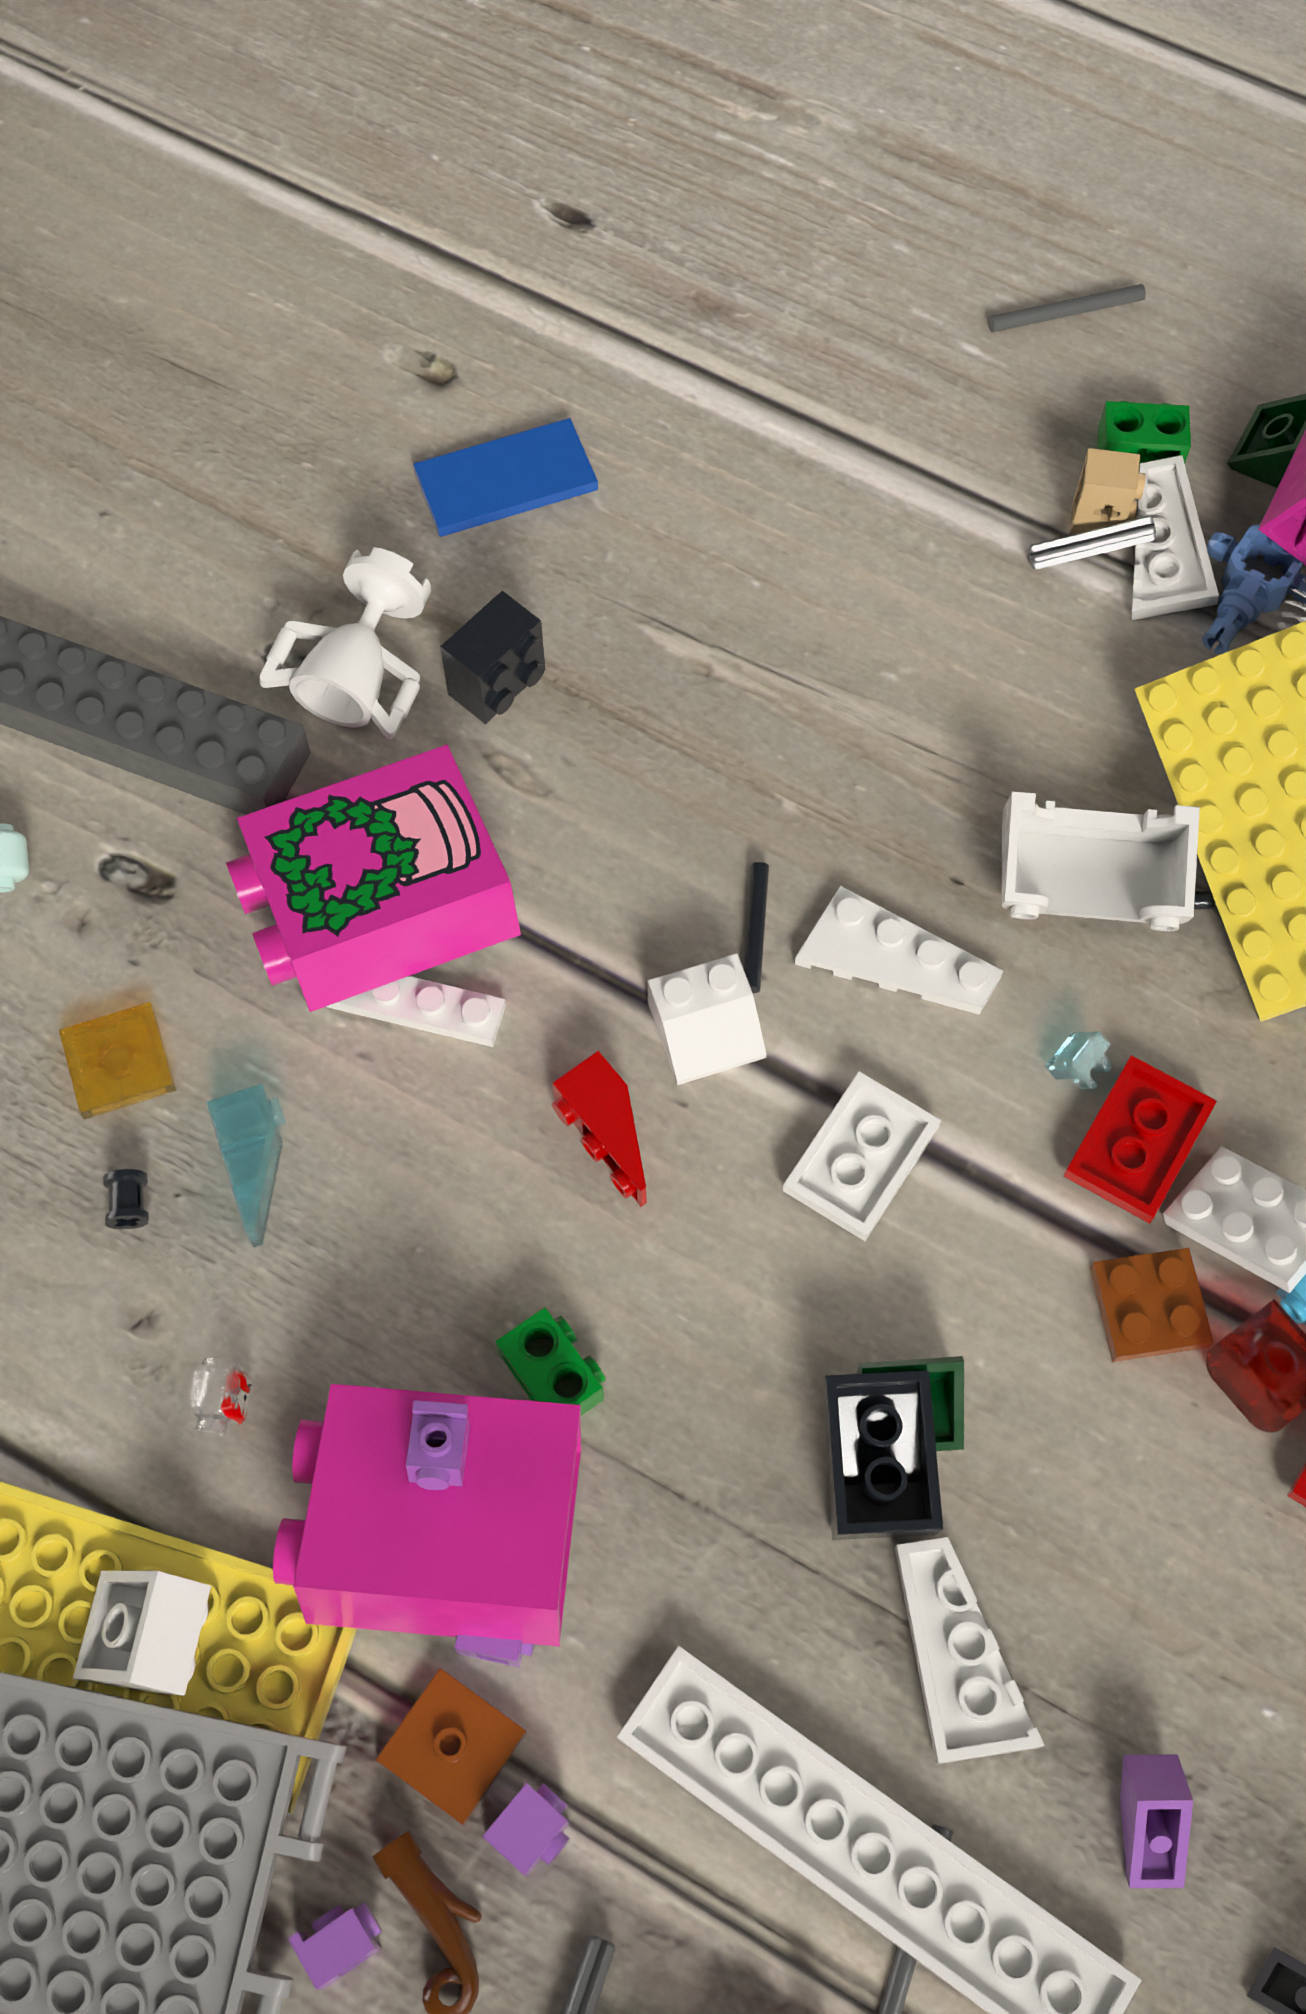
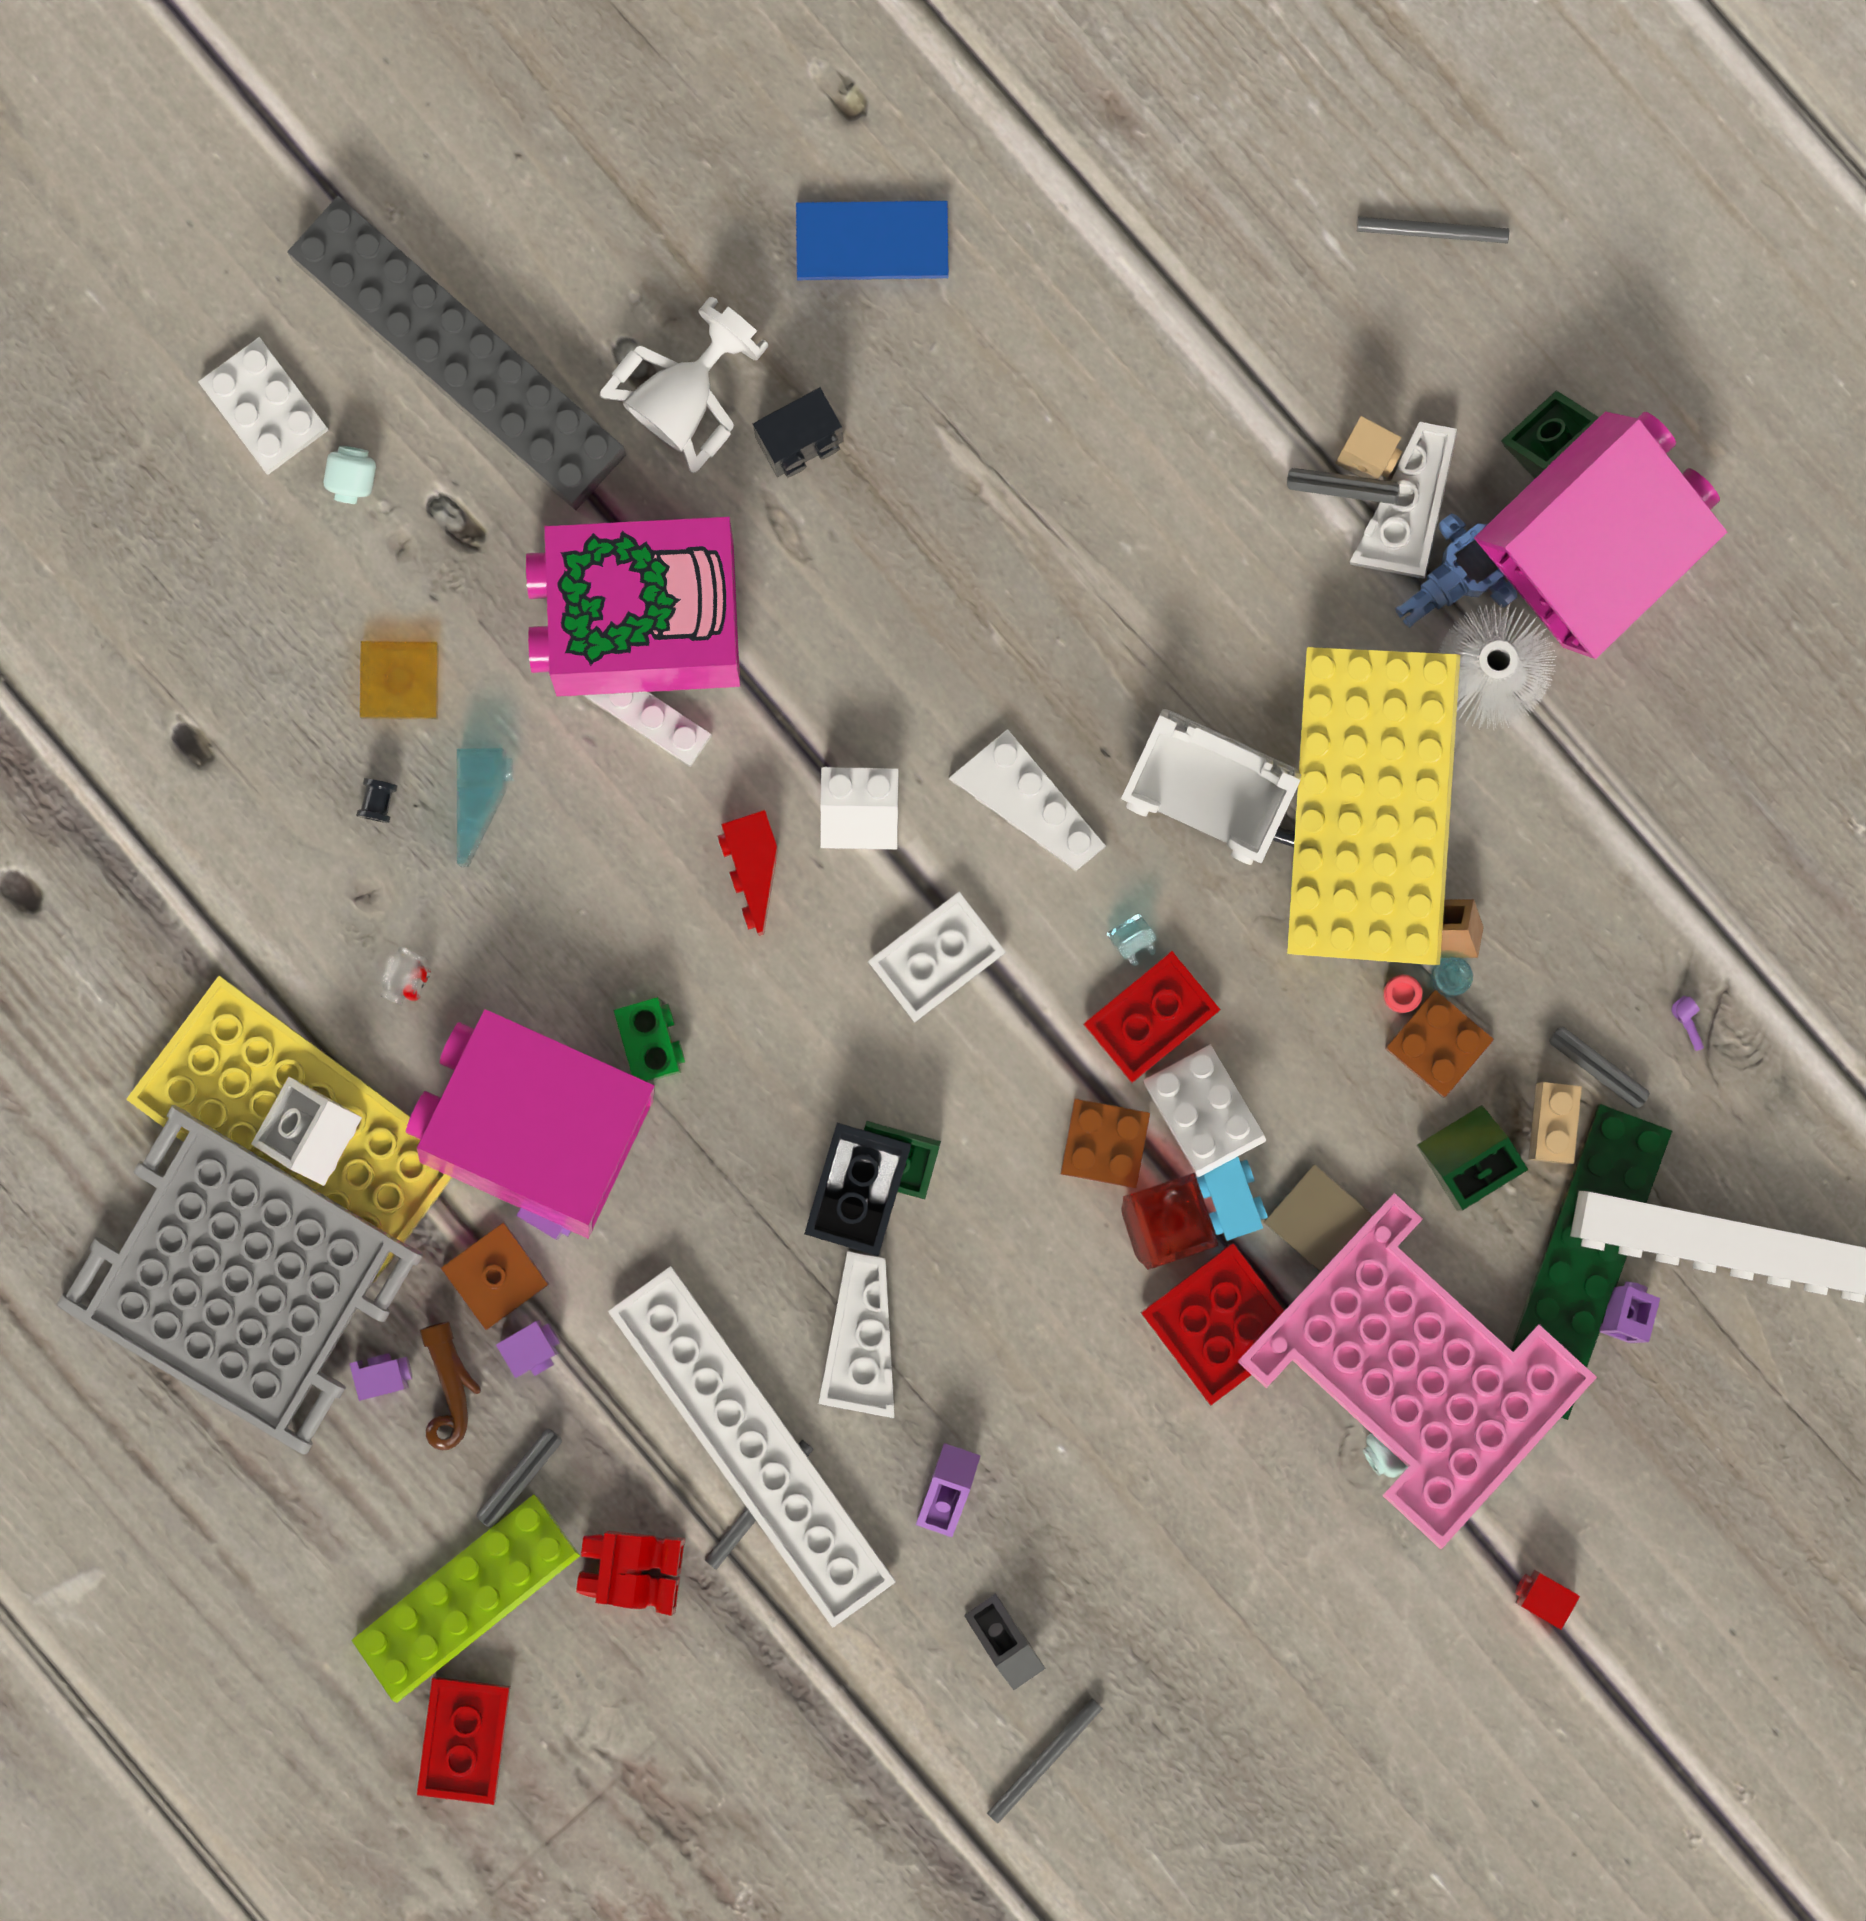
camera: 15 degrees right, 20 degrees up
(443, 1425) = (547, 1101): medium lavender brick -> none
(756, 924) = (928, 738): black bar -> none
(1145, 429) = (1432, 403): green brick -> none

